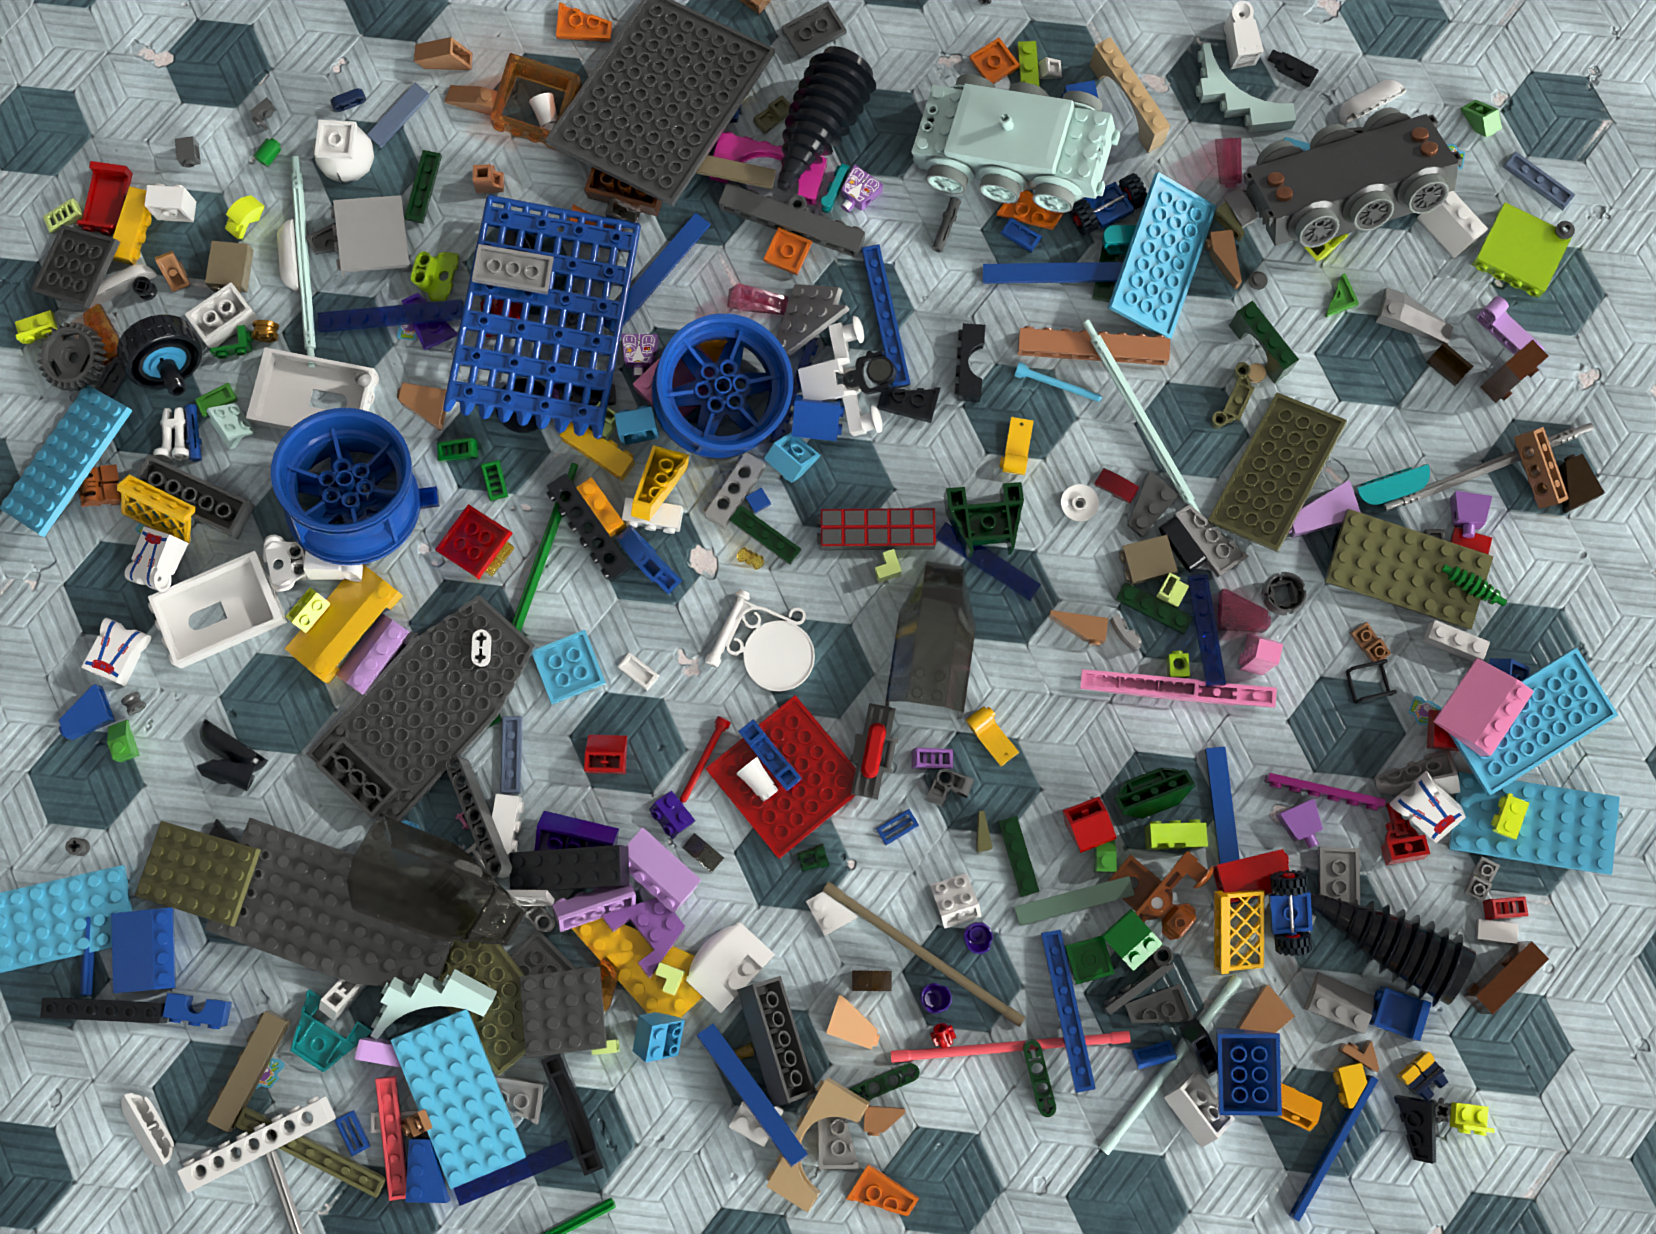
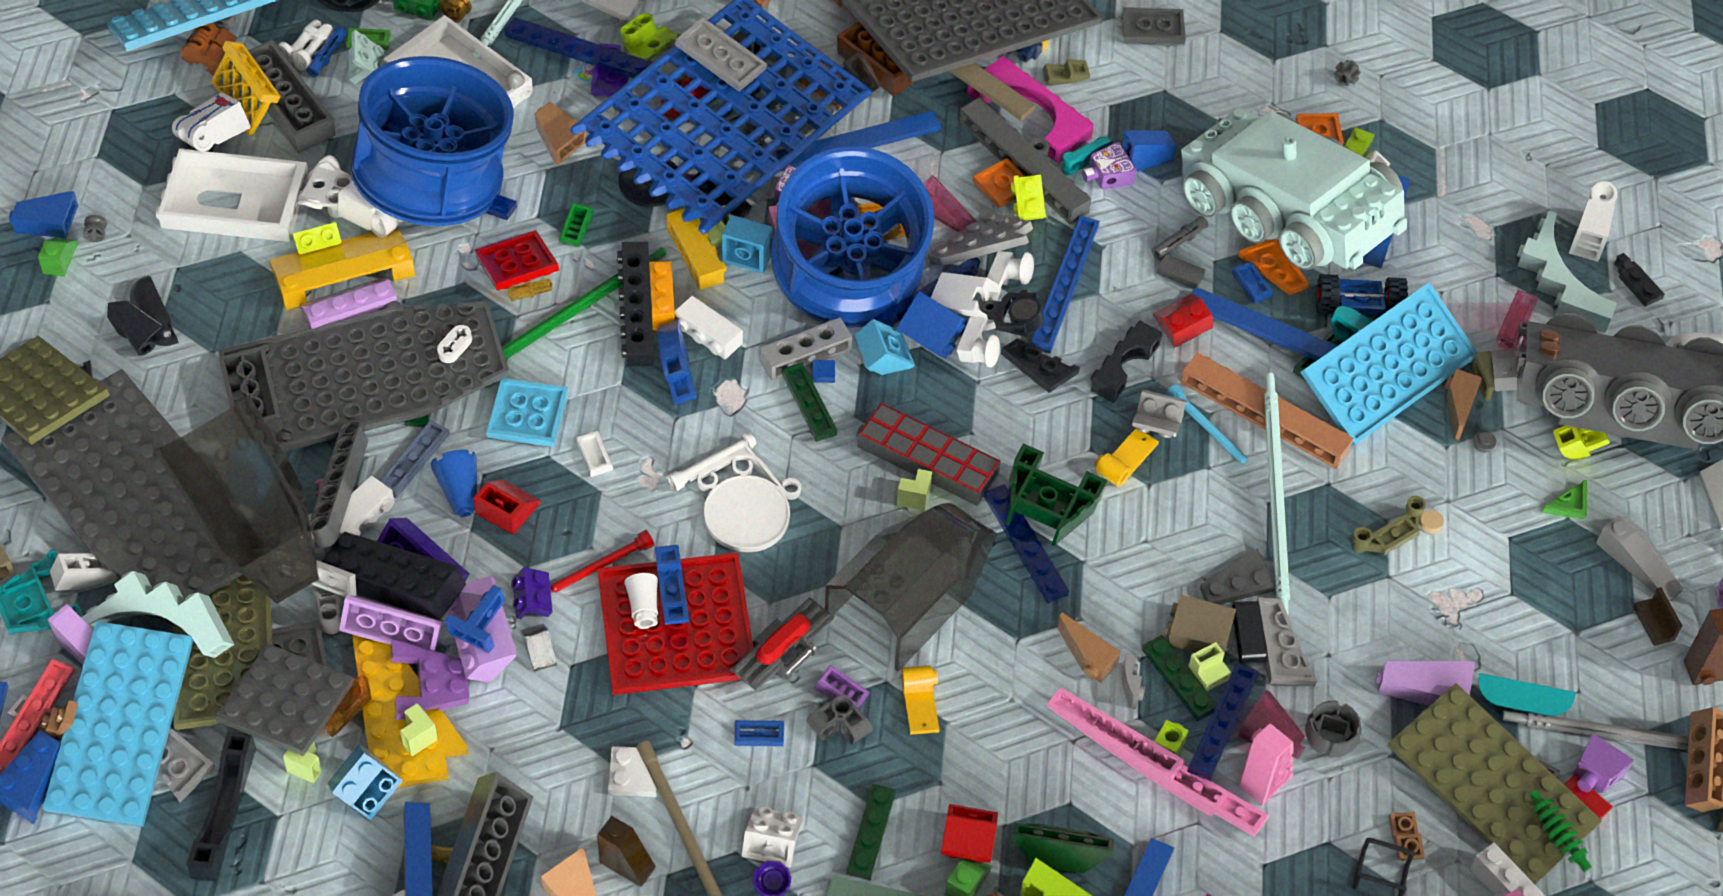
camera: 25 degrees right, 25 degrees down
(115, 652) = (112, 180): white piece -> none
(469, 445) = (571, 192): green slope -> none
(515, 1172) = (118, 833): clear blue plate -> none
(561, 759) = (457, 479): none -> blue cone
(658, 479) = (733, 294): yellow wedge -> none
(658, 873) = (473, 629): none -> blue bracket
(727, 964) = (483, 751): white slope -> none
(750, 558) = (779, 413): clear yellow piece -> none
(818, 256) = (1029, 197): none -> neon yellow bracket
(820, 855) = (658, 713): dark green piece -> none
(823, 110) = (1116, 76): black cone -> none
(879, 155) = (1148, 147): none -> blue slope
(963, 255) = (1181, 271): none -> dark grey tile
(983, 840) = (843, 790): olive slope -> none
(990, 299) = (1184, 319): none -> red slope
(1022, 399) = (1159, 414): none -> light grey bracket
(1082, 494) = (1160, 530): white dish -> none
(1110, 62) = (1439, 184): tan arch -> none
(1117, 485) = (1212, 544): dark red slope -> none
(1277, 471) = (1396, 615): olive plate -> none
(1279, 355) = (1451, 468): dark green arch -> none

